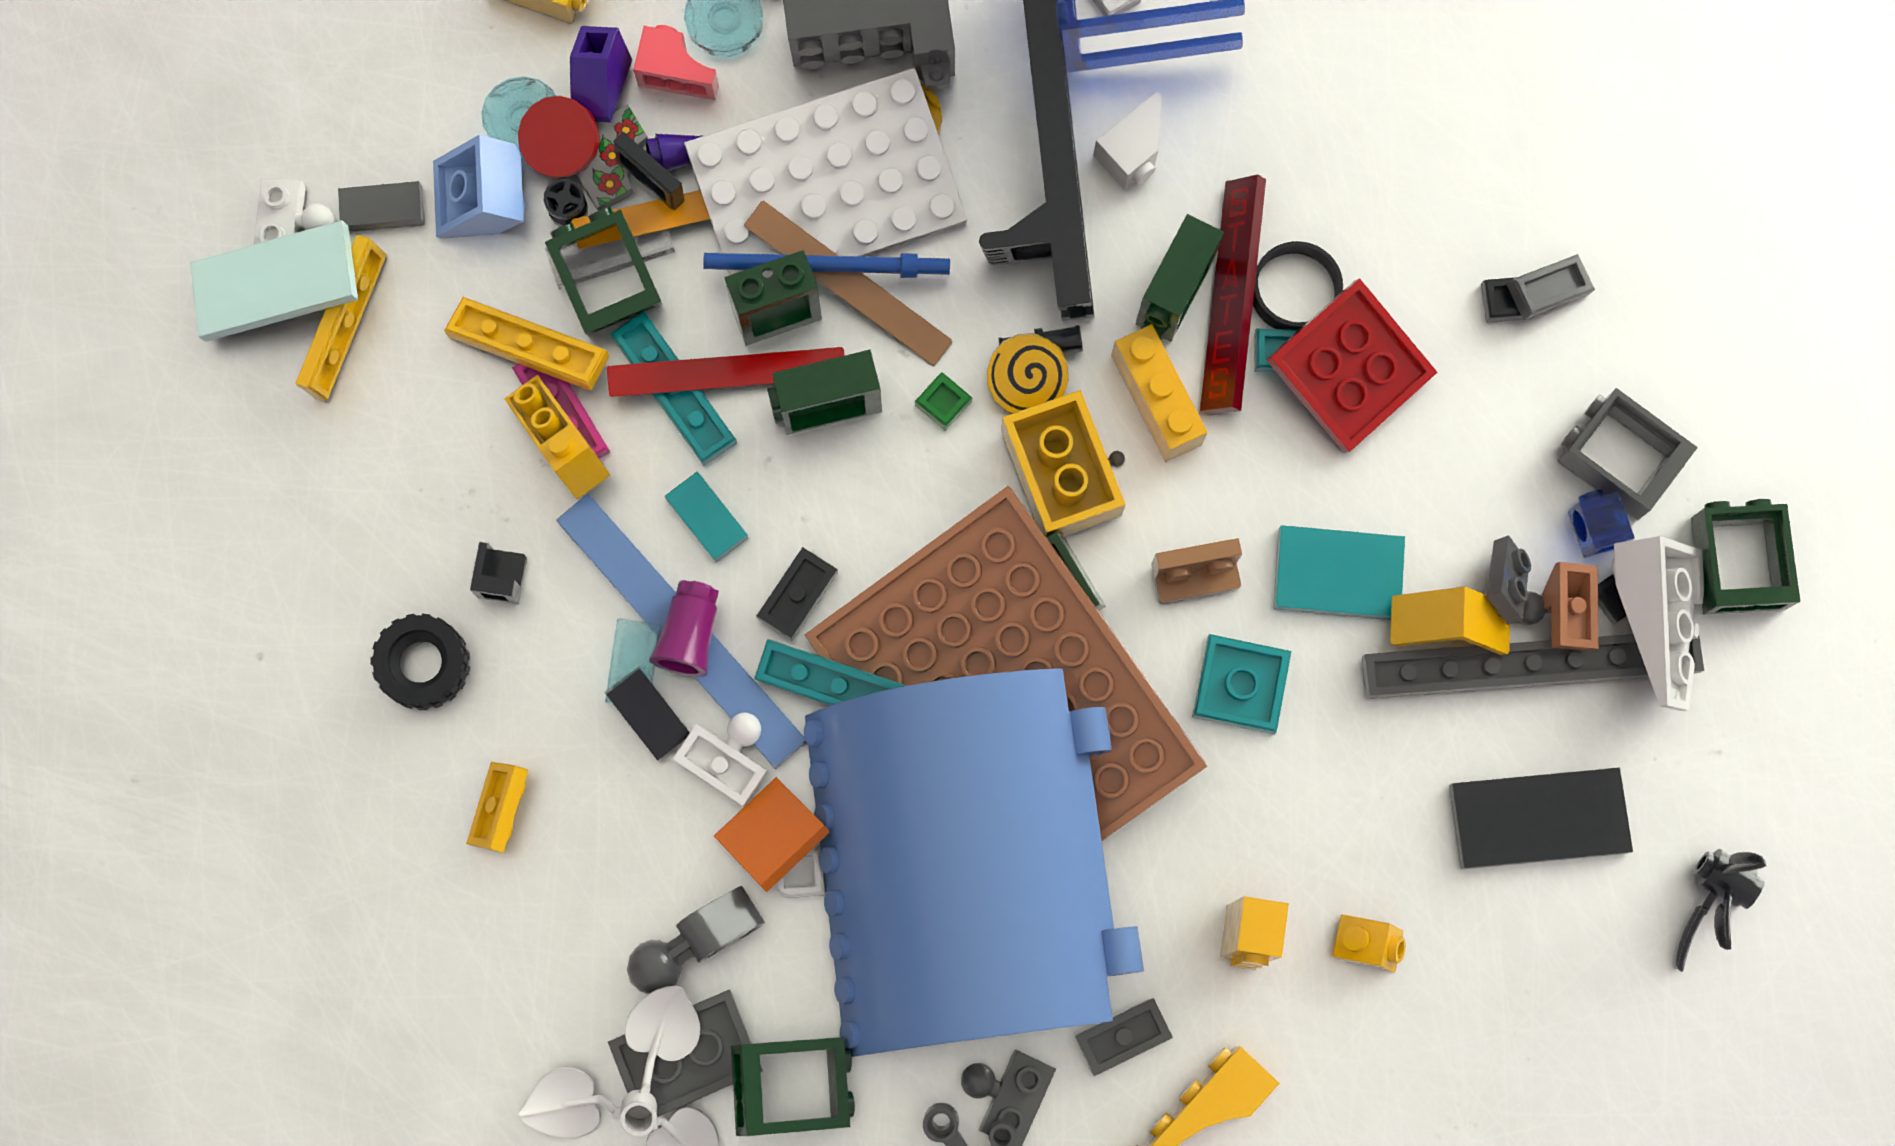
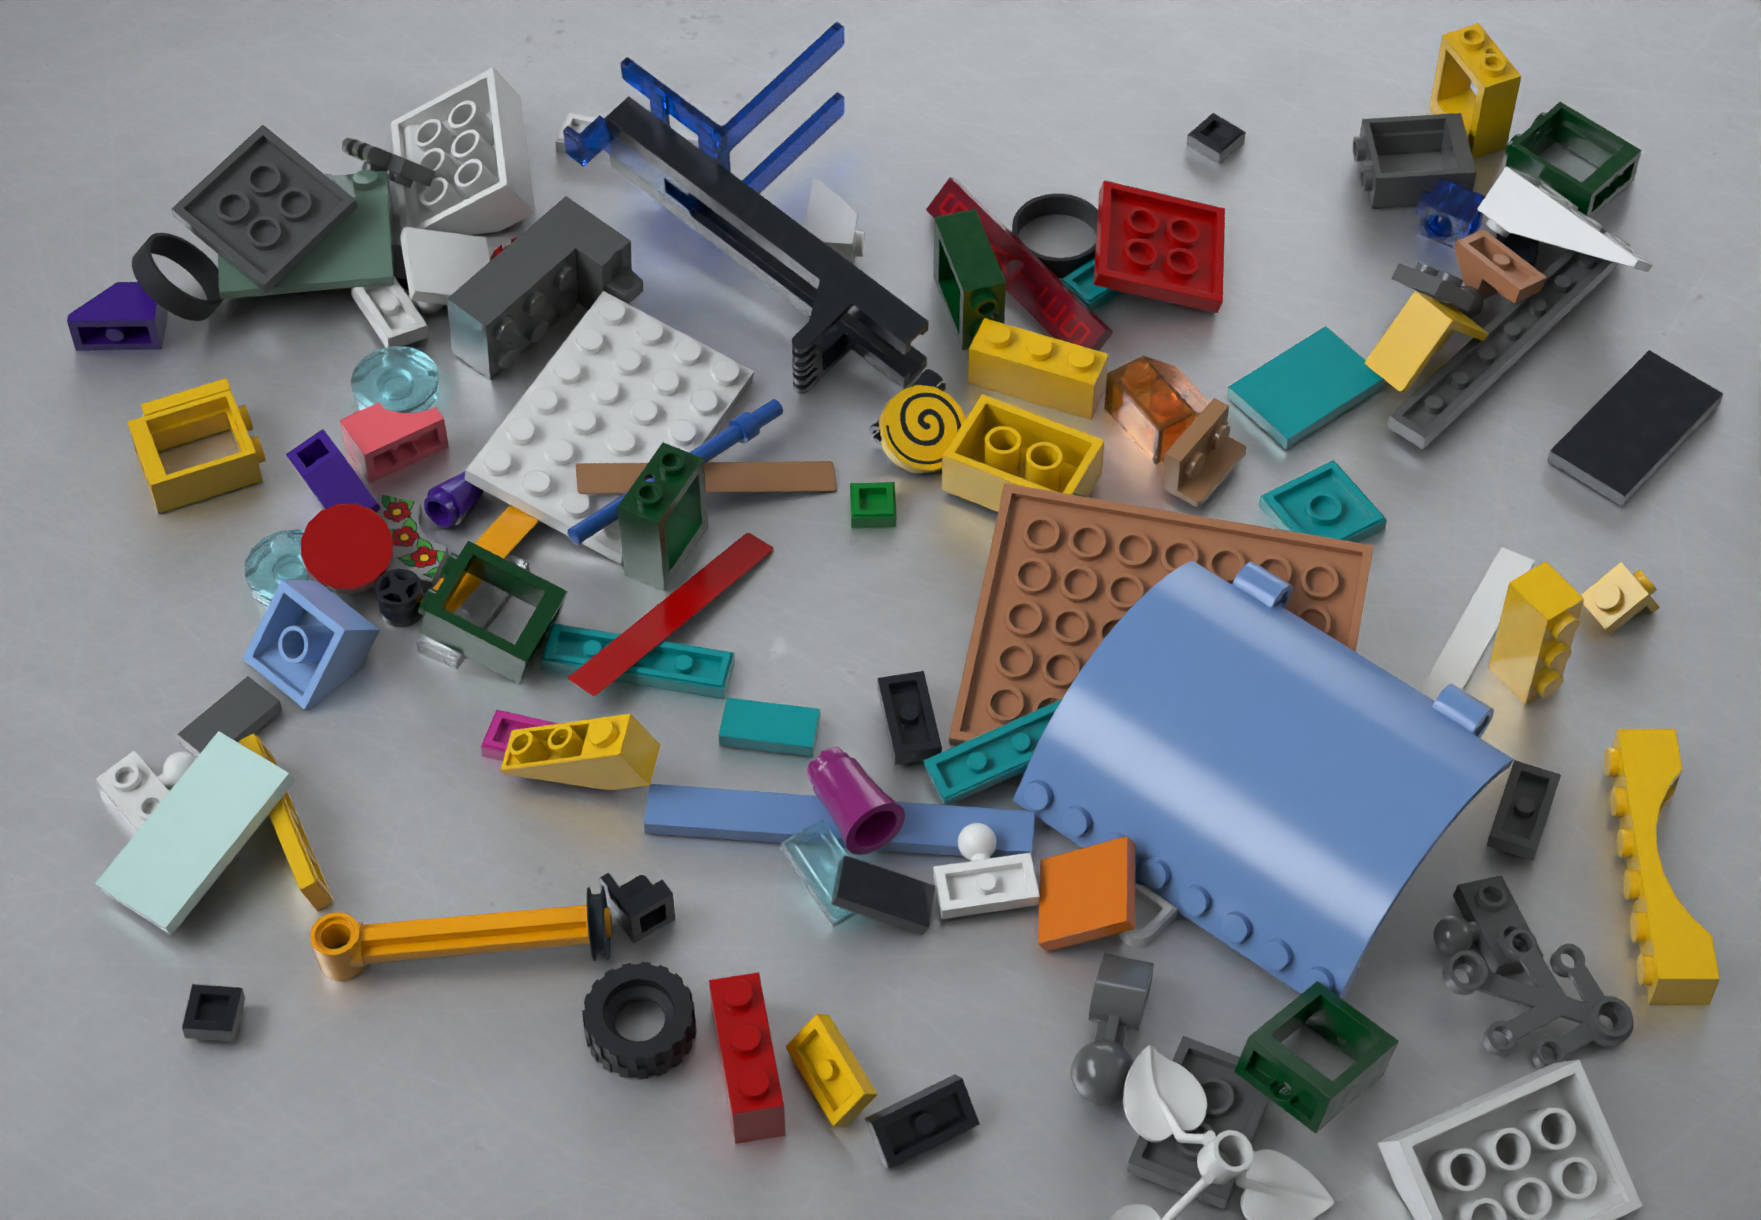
camera: 40 degrees left, 25 degrees down
(182, 421) = (213, 1013): none -> black plate
(446, 567) = (458, 935): none -> light orange piece
(453, 751) = (747, 1058): none -> red brick
(516, 894) = (922, 1121): none -> black plate
(527, 343) = (476, 716): yellow tile -> none
(648, 171) = (455, 513): black tile -> none
(825, 392) = (779, 550): dark green window -> none
(1218, 500) = (1152, 403): none -> clear orange slope
(1228, 875) = (1476, 624): none -> white sticker
(1550, 286) = (1239, 103): tile -> none
(1723, 438) = (1491, 112): none -> yellow window

